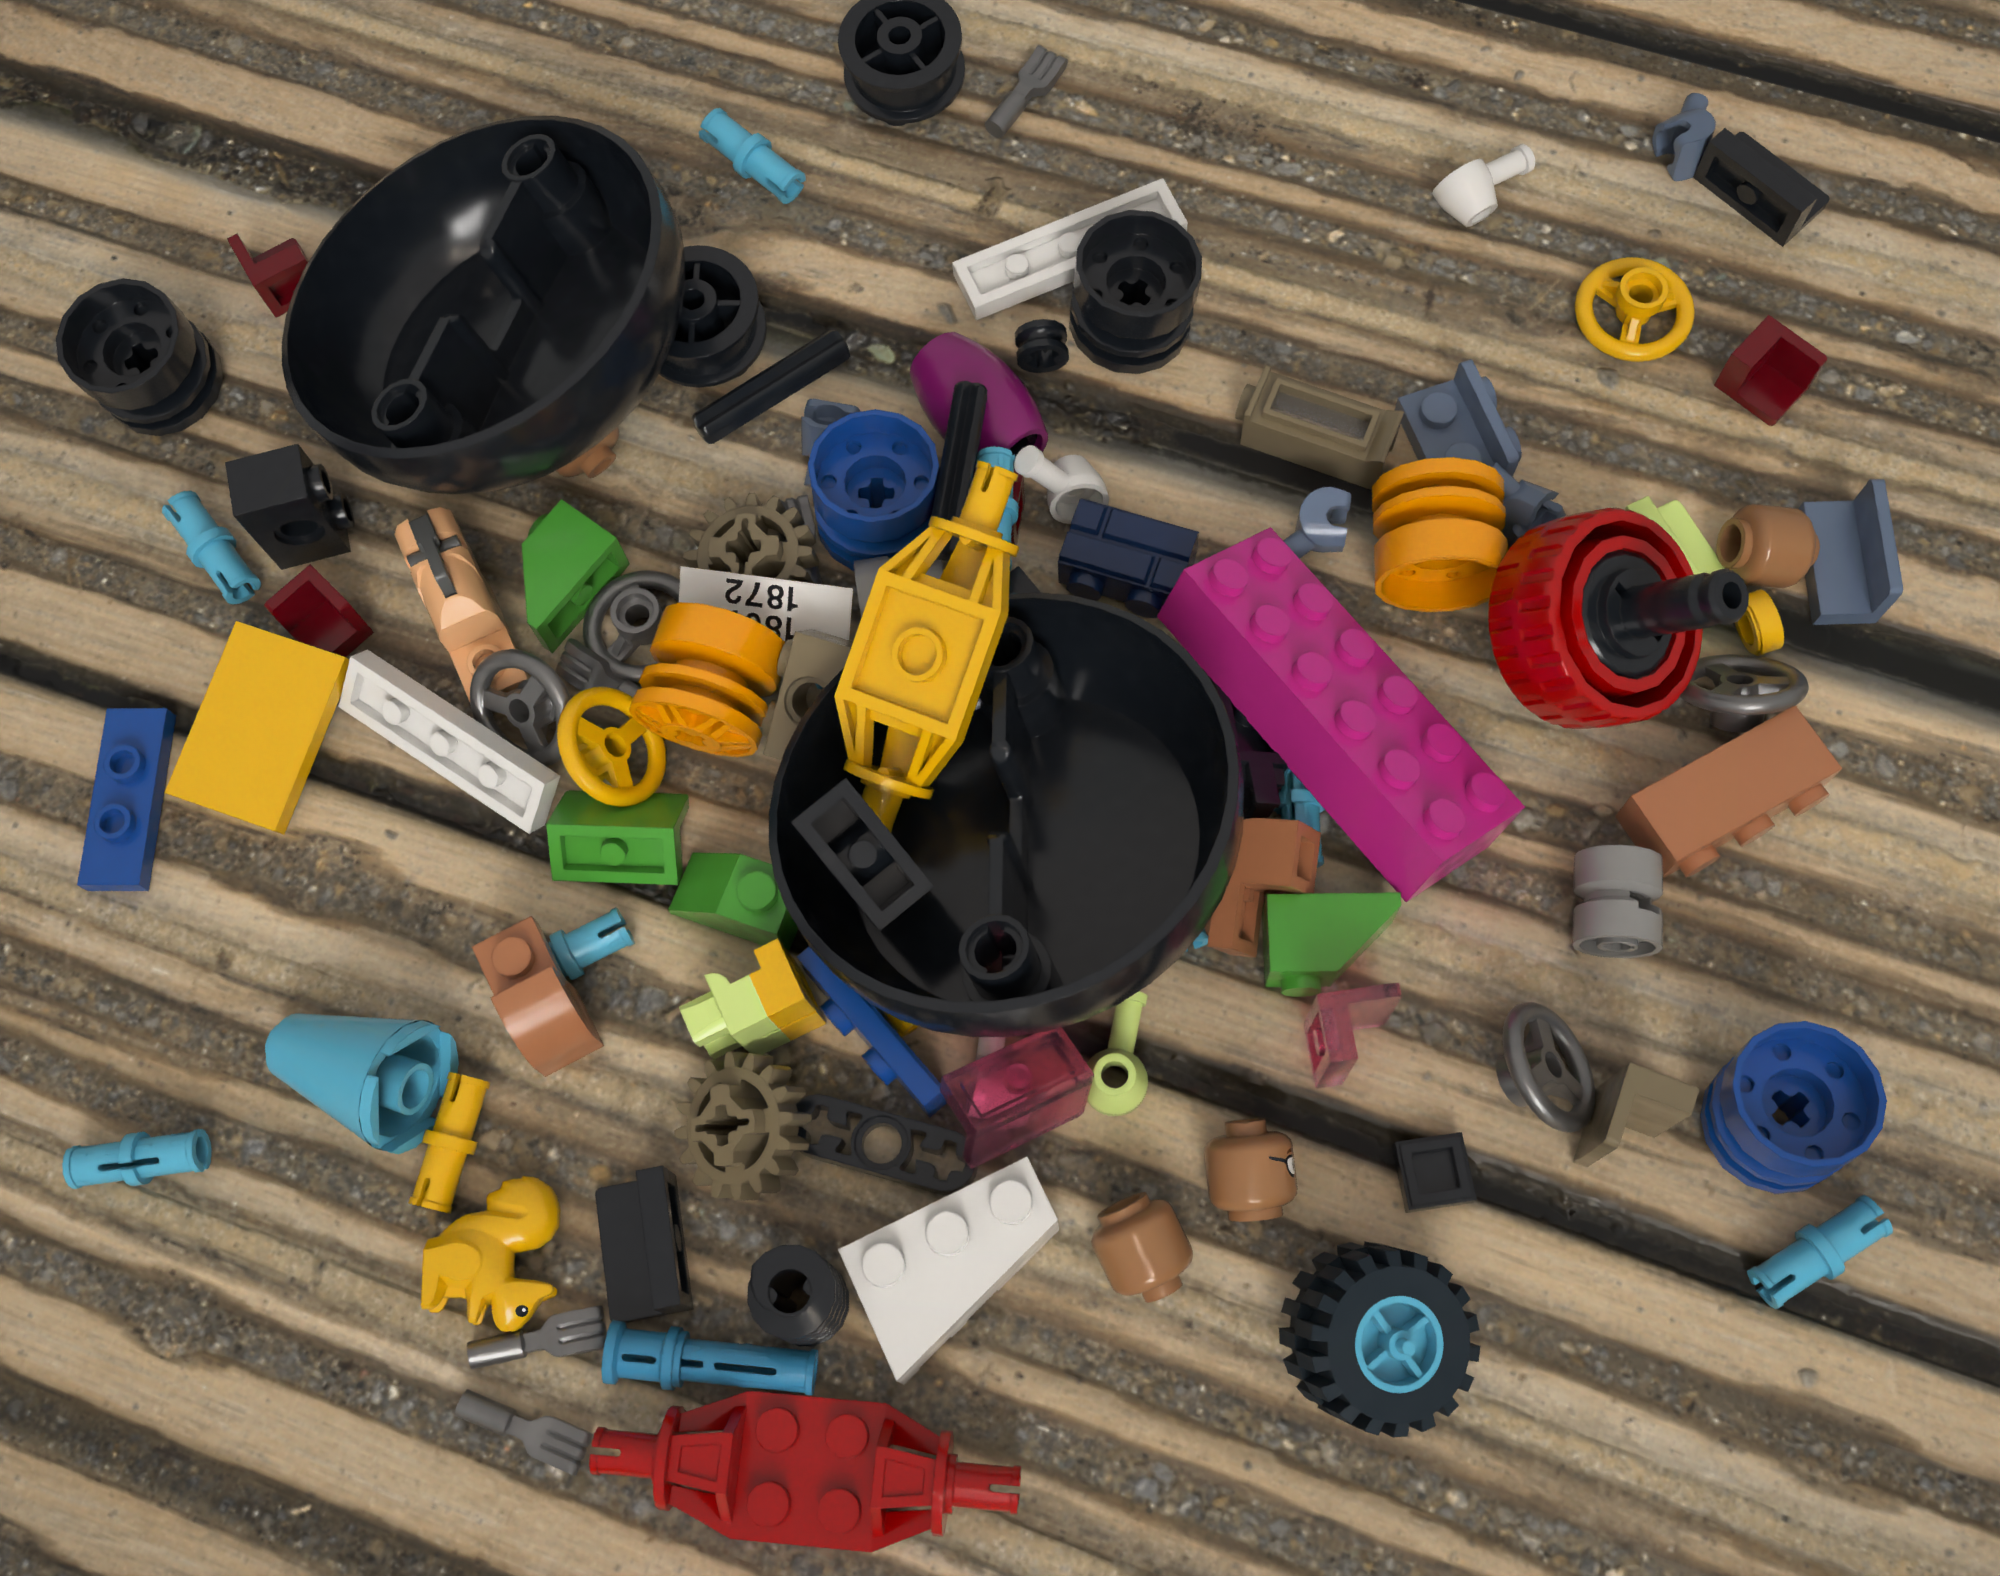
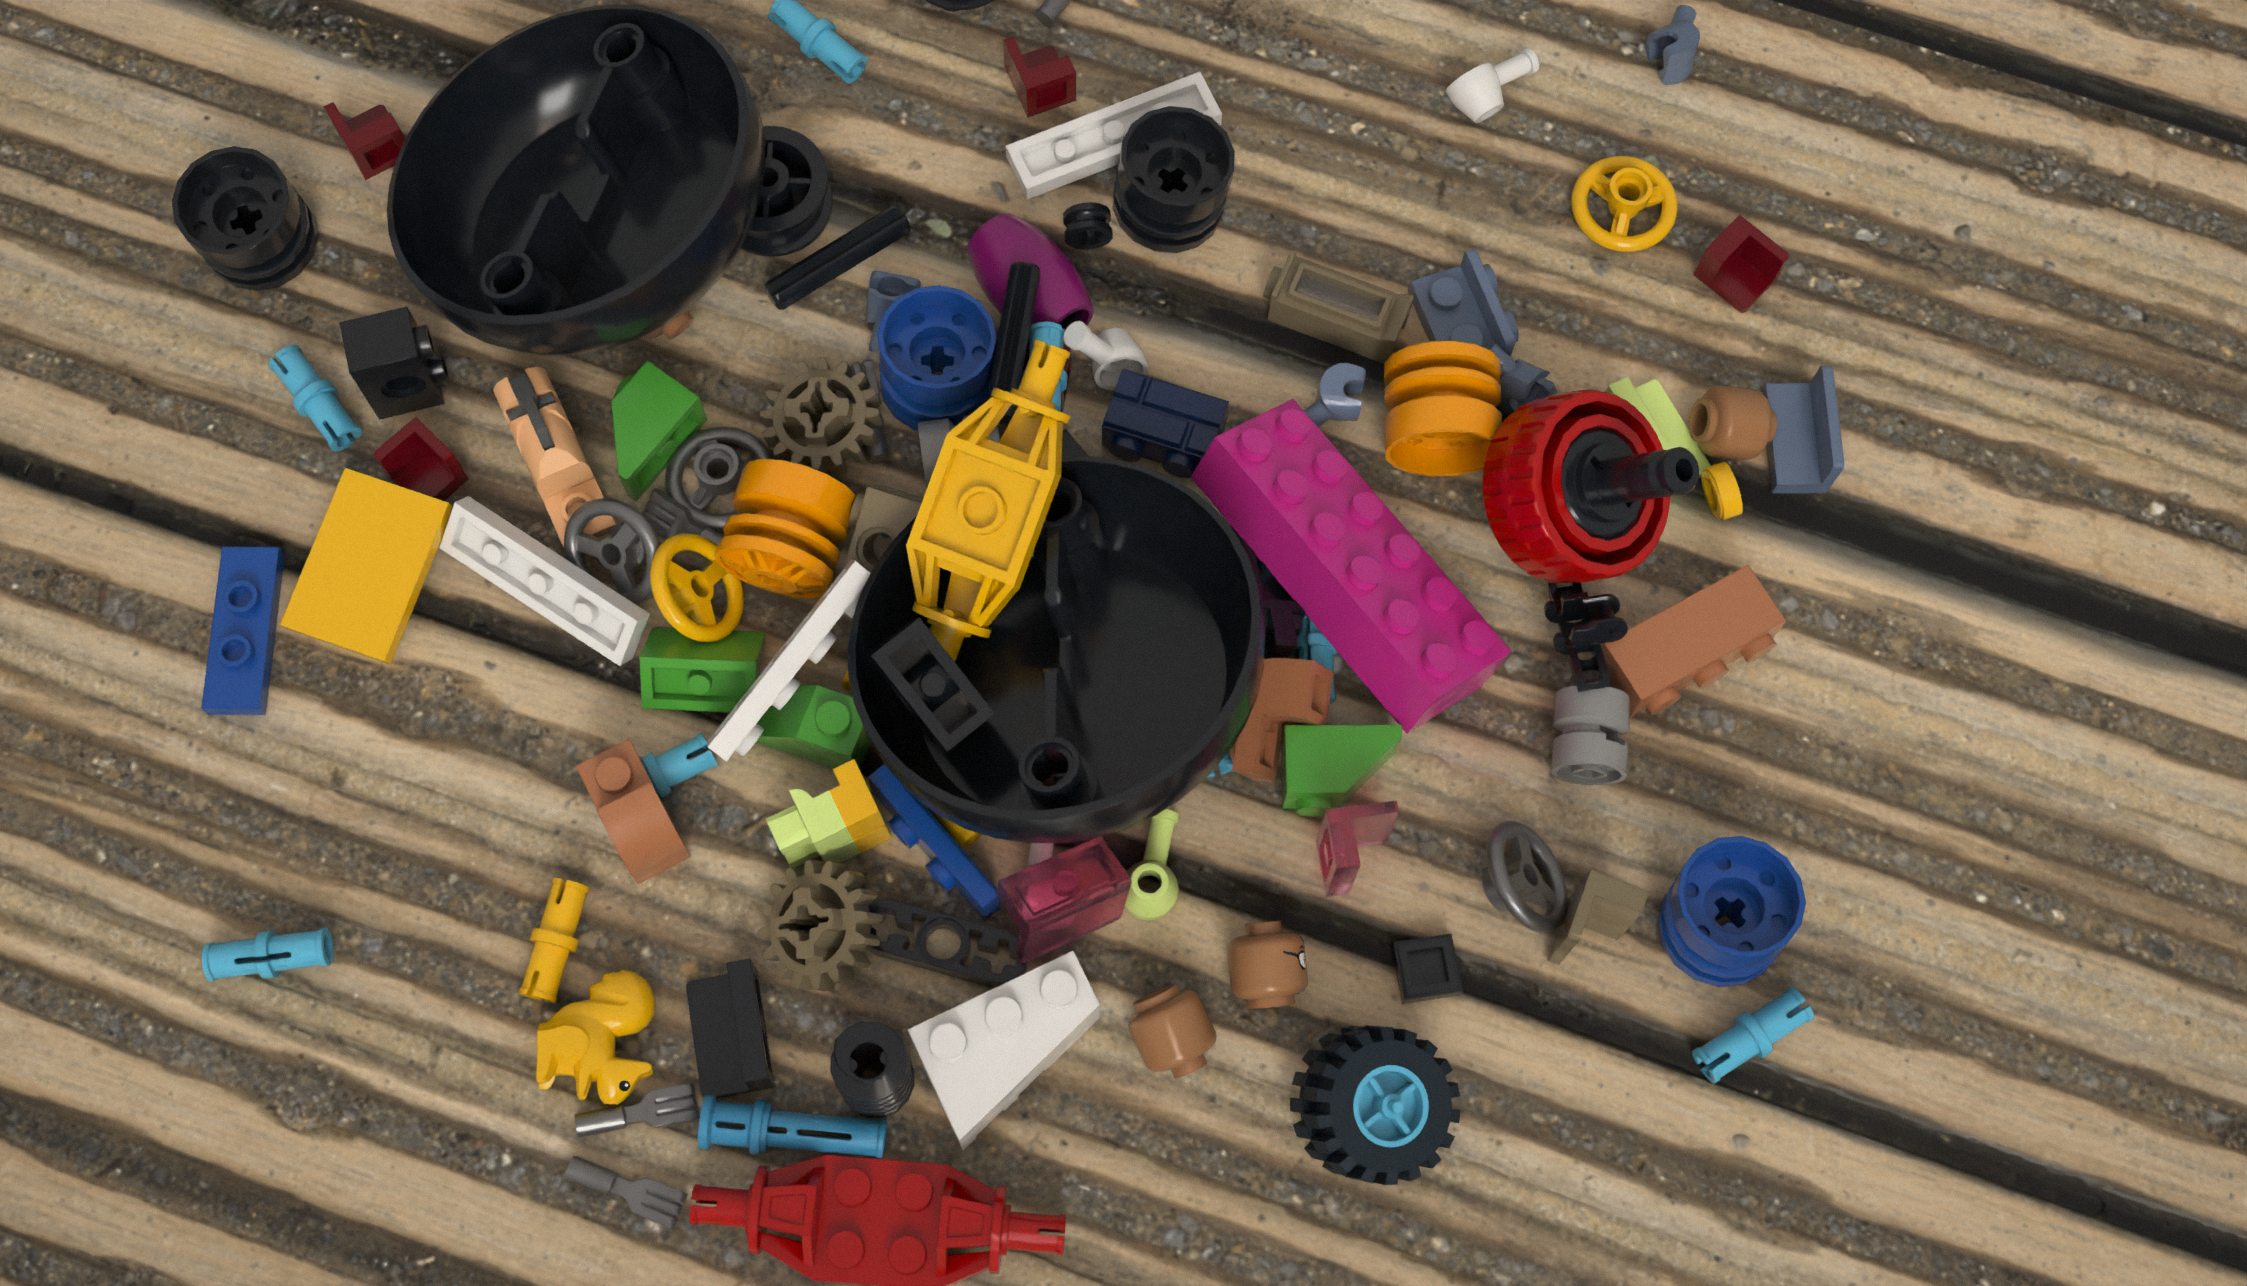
camera: 10 degrees left, 0 degrees up
(366, 1072) = (478, 876): medium azure cone -> none
(696, 850) = (777, 680): none -> white plate
(773, 602) = (846, 459): white sticker -> none
(989, 192) = (1039, 77): none -> dark red panel
(1608, 788) = (1595, 628): none -> black piece
(1740, 695) = (1704, 556): flat silver piece -> none
(1759, 185) = (1740, 92): black panel -> none

